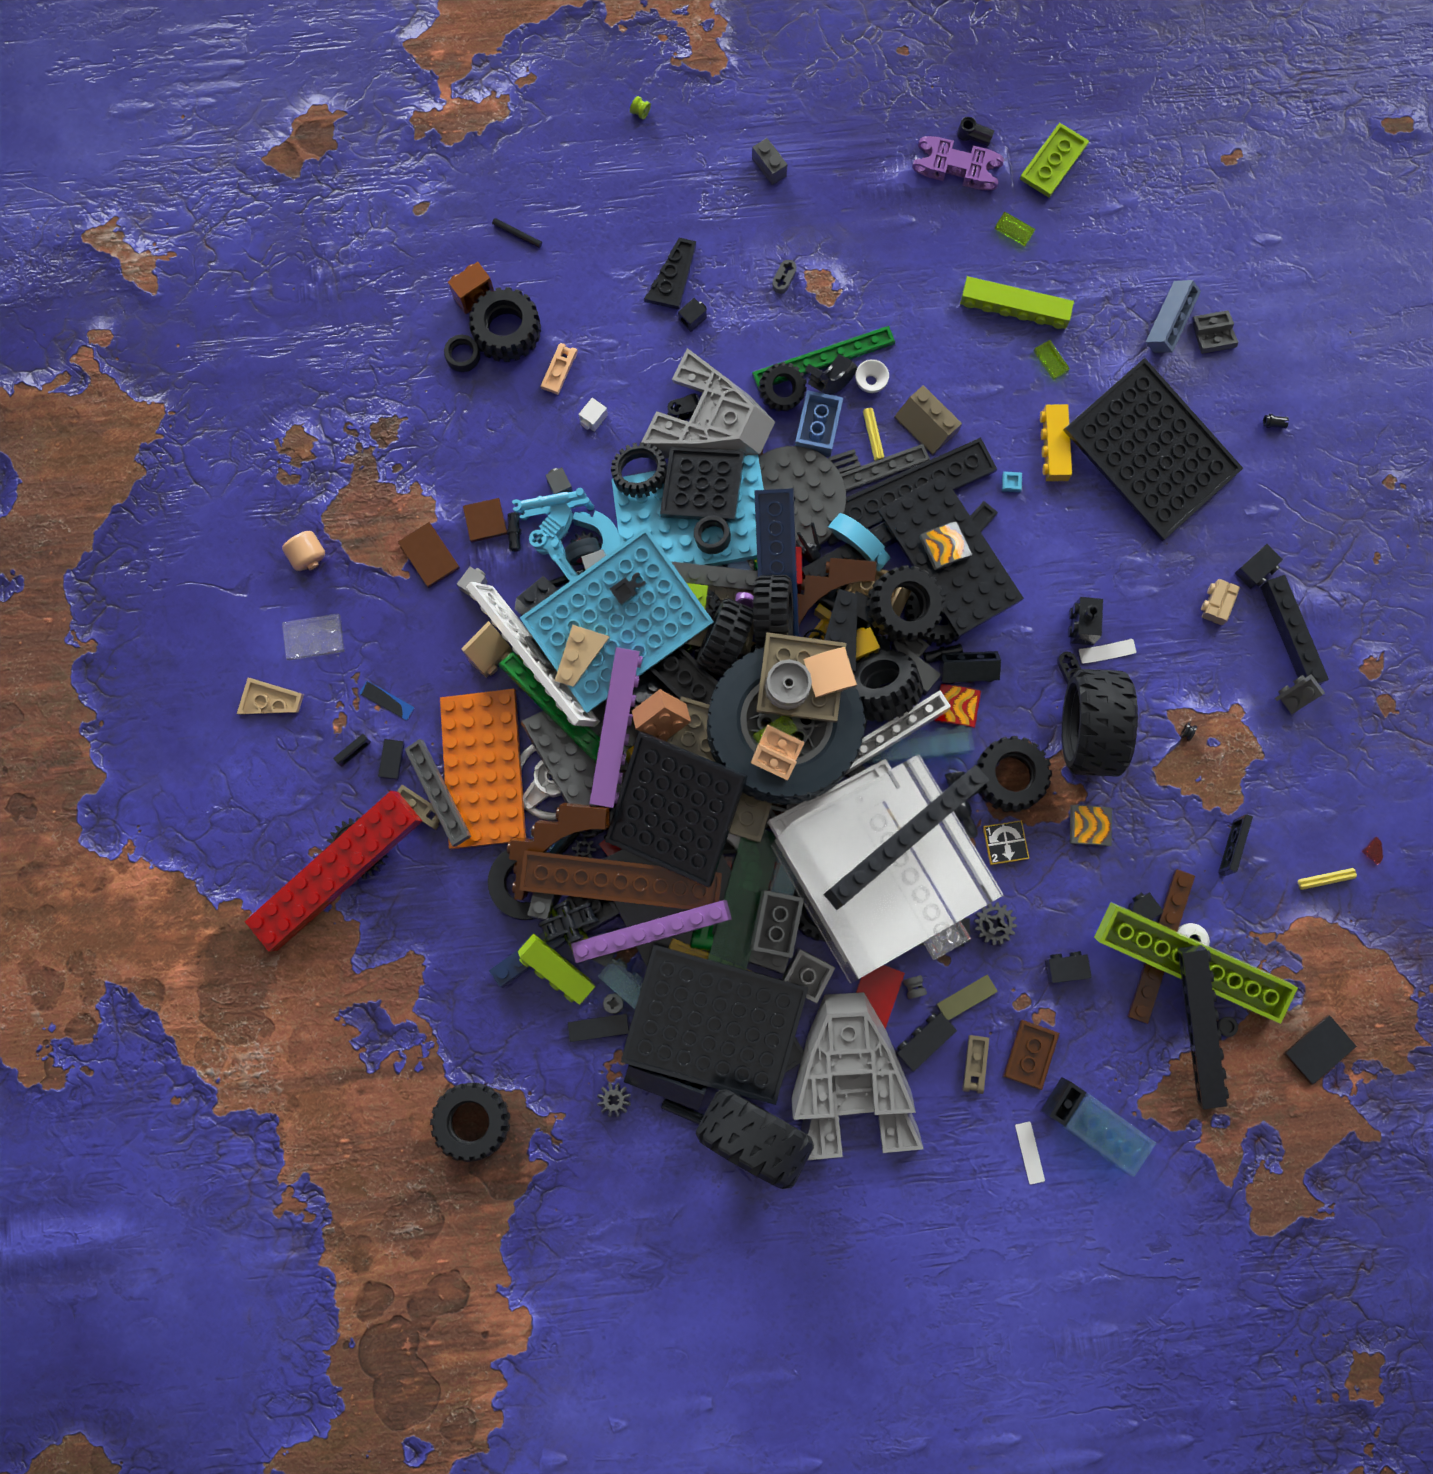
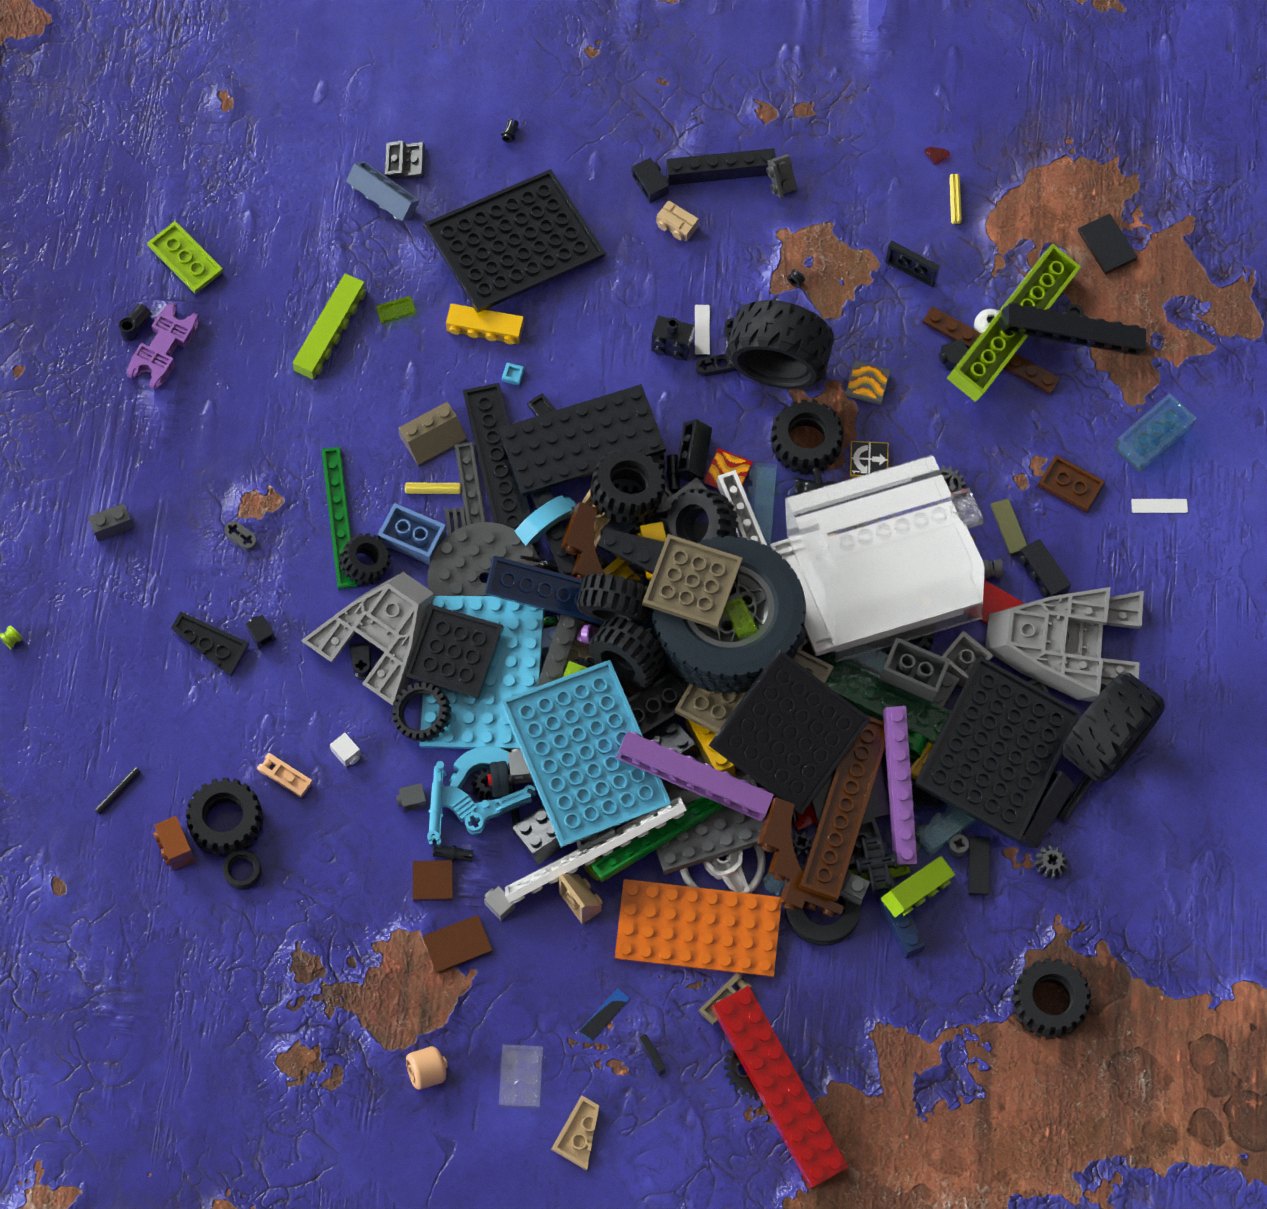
camera: 80 degrees left, 10 degrees down
(391, 759) = (668, 1019): black tile -> none
(437, 792) = (715, 973): dark grey plate -> none
(579, 652) = (613, 794): tan wing -> none
(625, 590) = (560, 733): black plate -> none
(661, 715) = (695, 726): nougat brick -> none
(712, 521) = (504, 638): black tyre -> none
(777, 752) = (761, 617): light nougat slope -> none
(788, 696) = (702, 588): light grey wheel -> none
(830, 672) = (695, 552): light nougat slope -> none
(833, 378) = (365, 508): black arch -> none
(875, 369) = (370, 467): white piece -> none
(905, 837) = (867, 518): black brick -> none
(945, 545) = (575, 438): slope -> none
(975, 1063) = (1072, 532): dark tan plate -> none
(1015, 228) = (248, 310): clear neon green tile -> none
(1063, 1101) = (1119, 463): black brick -> none
(1068, 968) = (998, 432): black brick -> none

